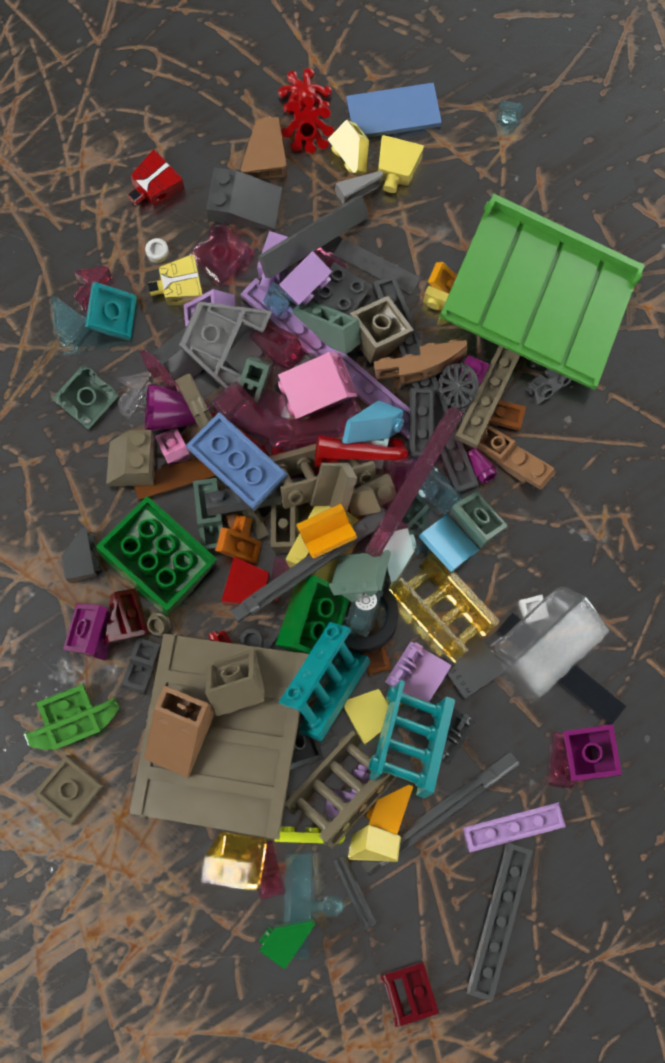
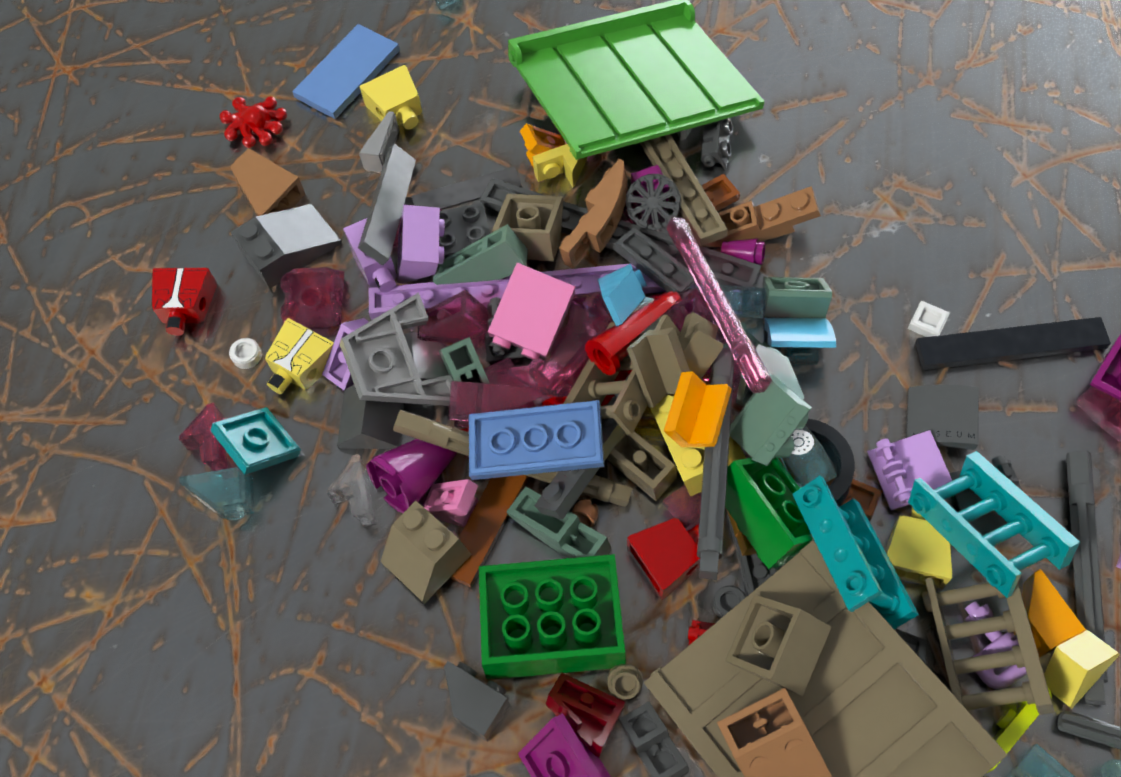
camera: 40 degrees left, 15 degrees down
(85, 396) = (310, 542): sand green slope -> none
(157, 369) = (345, 447): clear pink slope -> none
(238, 541) = (613, 521): orange hinge -> none
(276, 300) = (410, 281): clear light blue slope -> none
(307, 125) = (282, 133): red animal -> none
(352, 146) = (339, 117): light yellow slope -> none
(458, 593) = (864, 367): clear yellow fence -> none
(551, 639) = (980, 320): clear windscreen -> none

